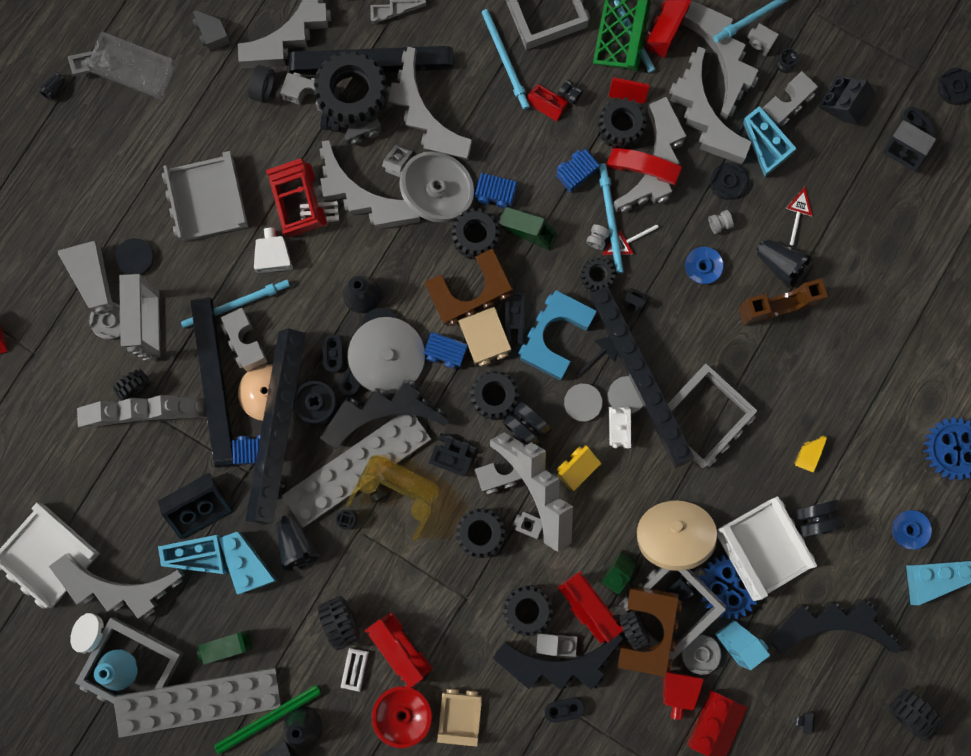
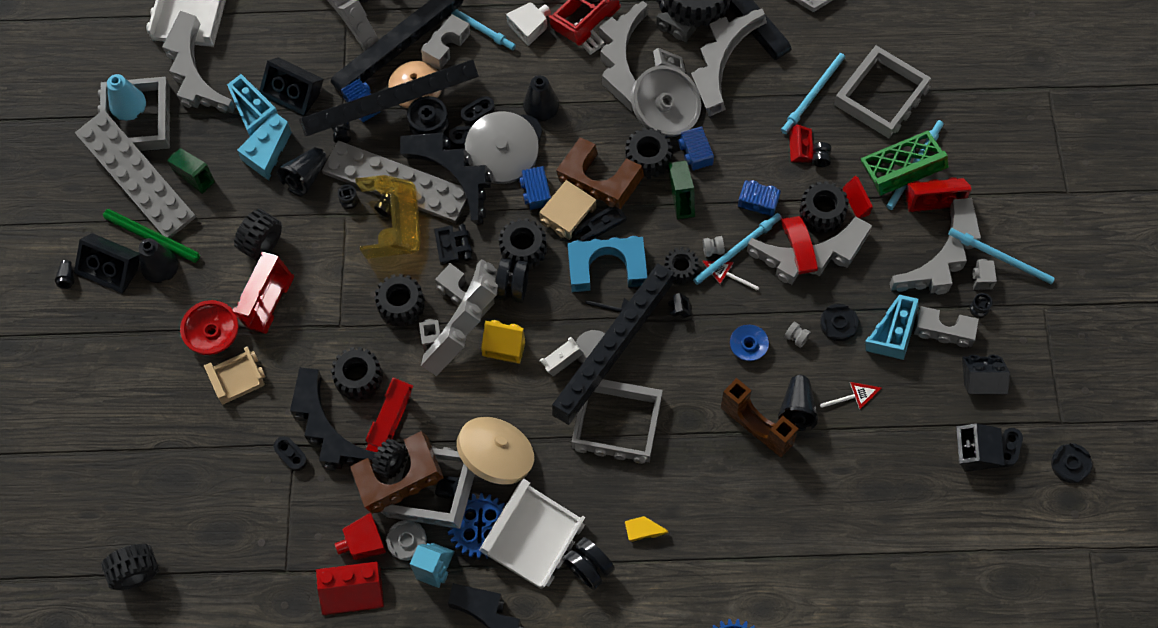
camera: 60 degrees right, 15 degrees down
(86, 633) = (143, 69): white tile -> none
(351, 686) = (229, 278): white tile -> none
(556, 645) = (343, 417): light grey slope -> none
(583, 402) = (564, 318): light grey tile -> none
(618, 573) = (433, 423): dark green slope -> none
(715, 136) = (892, 245): light grey arch -> none

